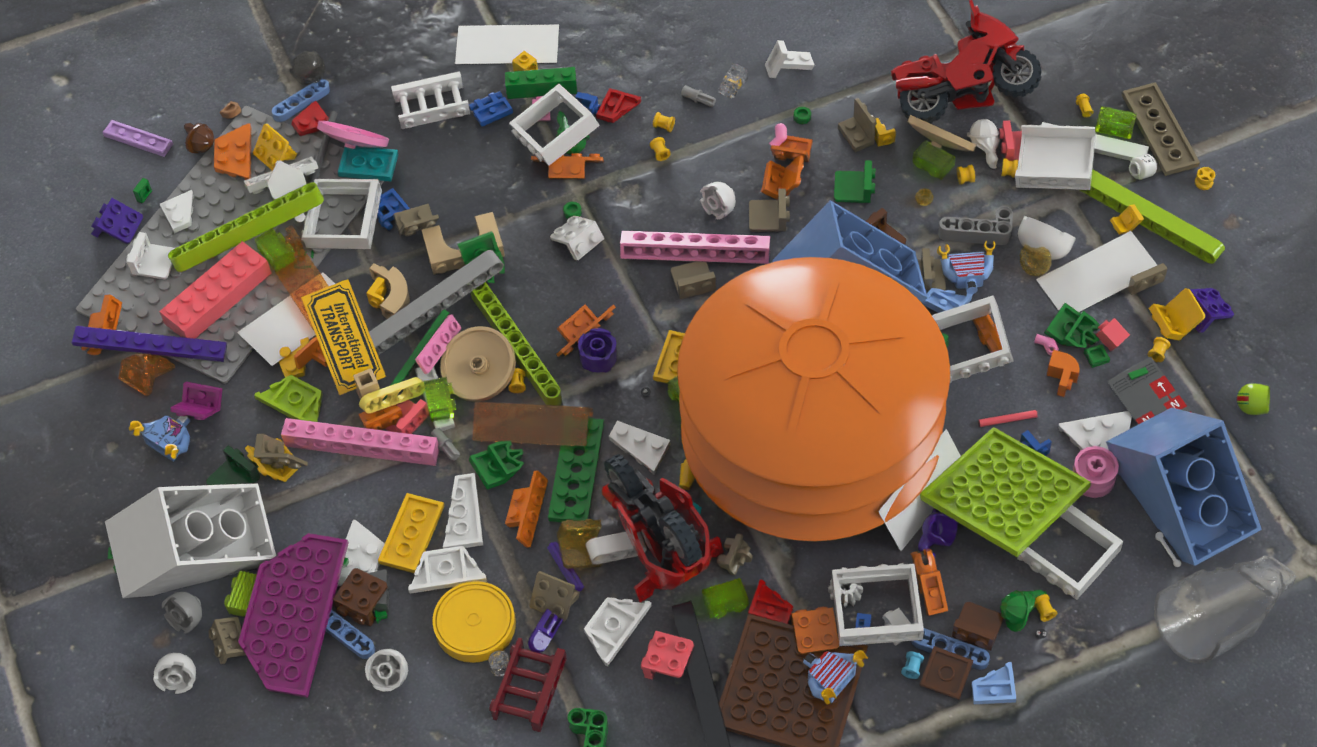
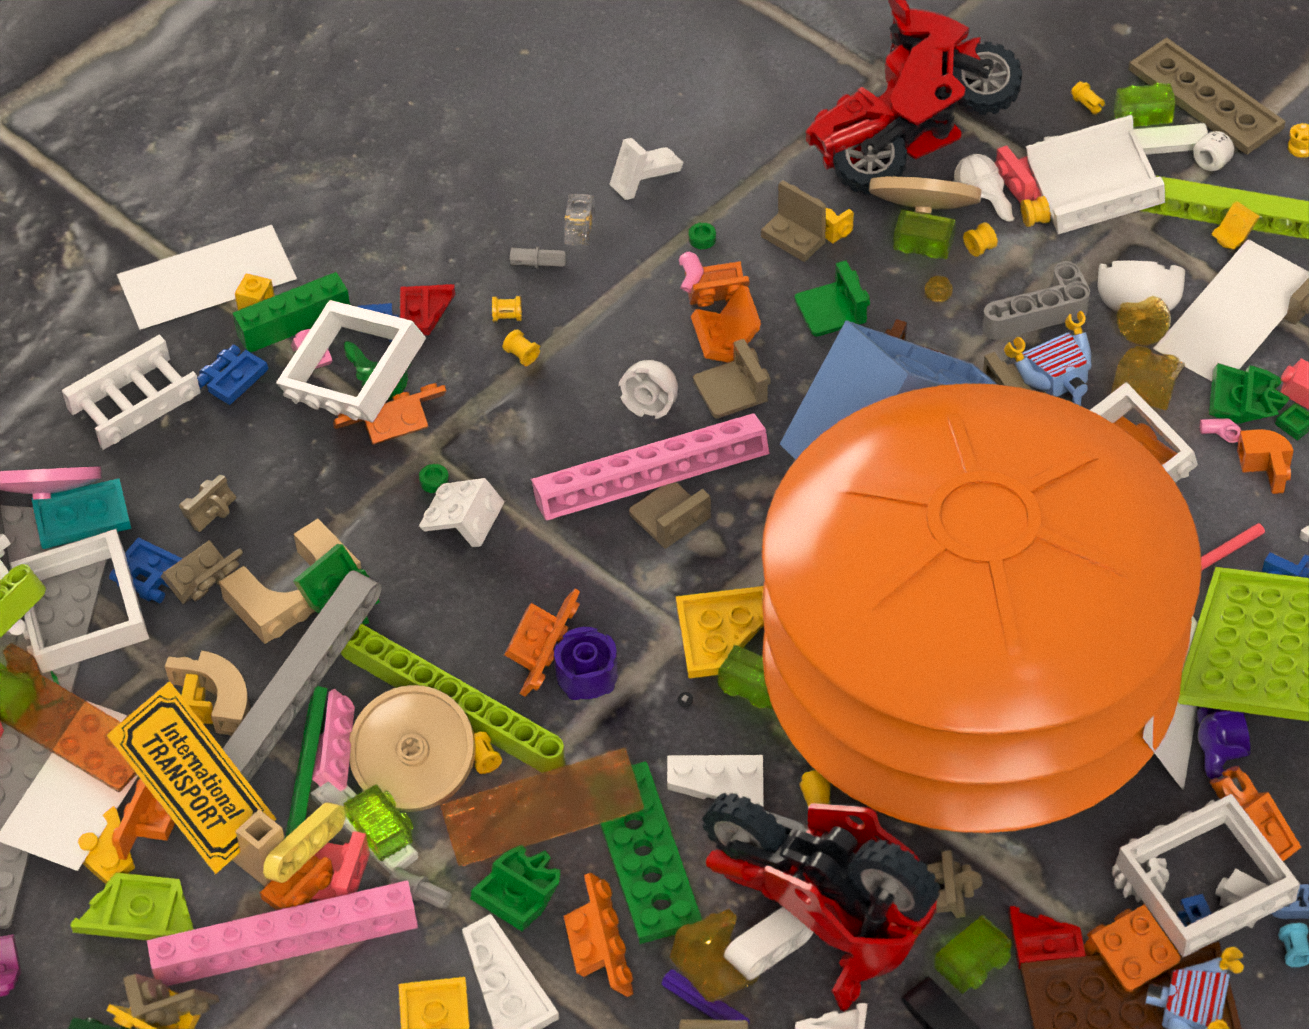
camera: 25 degrees left, 5 degrees down
(441, 181) = (209, 503): none -> dark tan hips
(1019, 294) = (1149, 375): none -> clear yellow bracket

